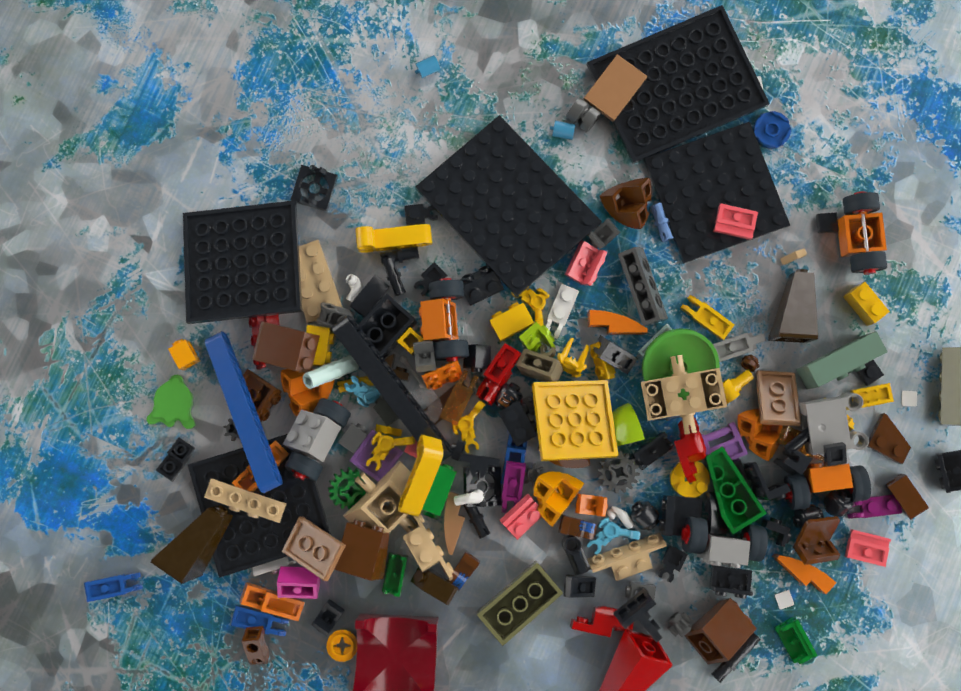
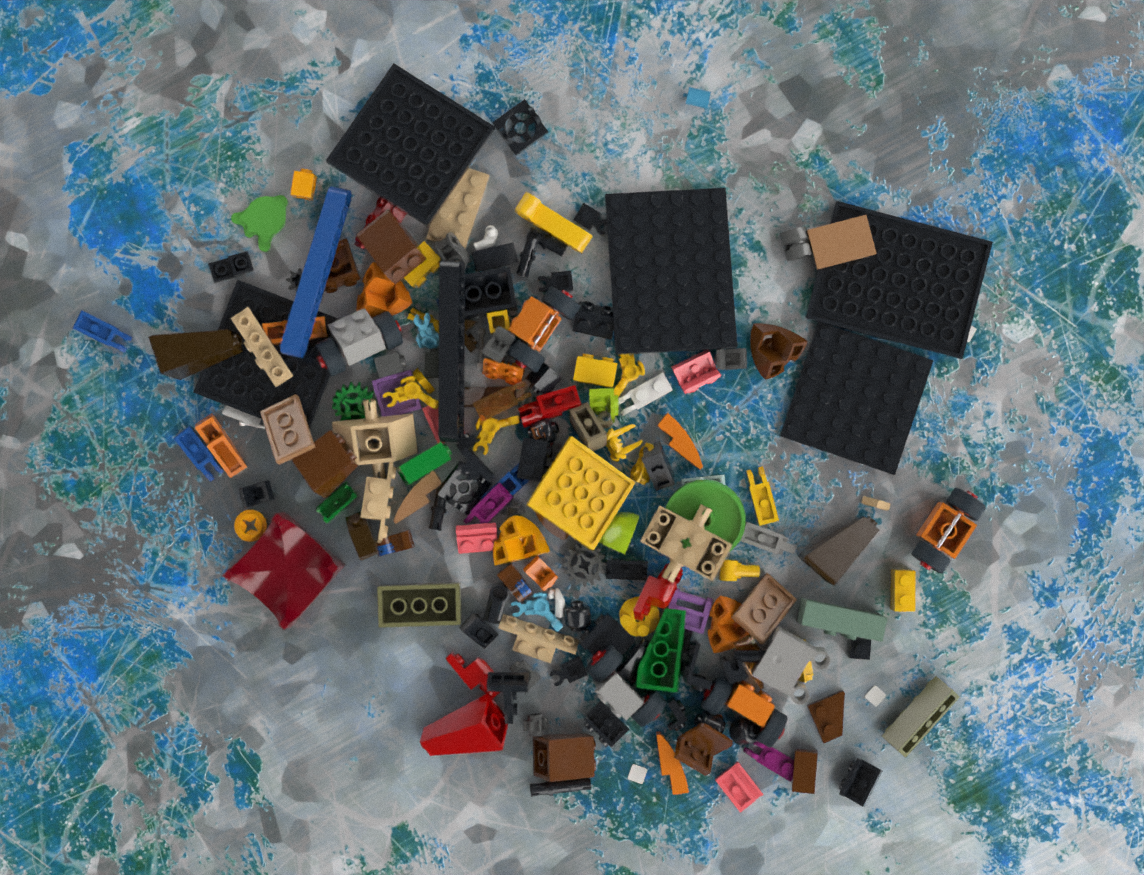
camera: 40 degrees right, 5 degrees up
(255, 645) = (180, 470): reddish brown leg -> none
(297, 583) = (253, 447): dark pink brick -> none
(329, 372) = (411, 295): light aqua axle -> none
(422, 475) = (420, 440): yellow beam -> none
(469, 498) = (447, 490): white arm -> none
(563, 130) = (769, 243): dark azure piece -> none
(642, 286) = (728, 428): dark grey brick -> none
(661, 222) = (788, 387): medium blue pin -> none
(735, 221) = (849, 435): coral plate -> none
(750, 363) = (766, 562): reddish brown plate -> none
(772, 129) = (947, 382): blue tile -> none
(795, 640) = (618, 812): green hinge -> none
(827, 222) = (928, 497): black tile -> none
(835, 454) = (769, 688): black plate -> none
(875, 395) = (846, 669): yellow plate -> none

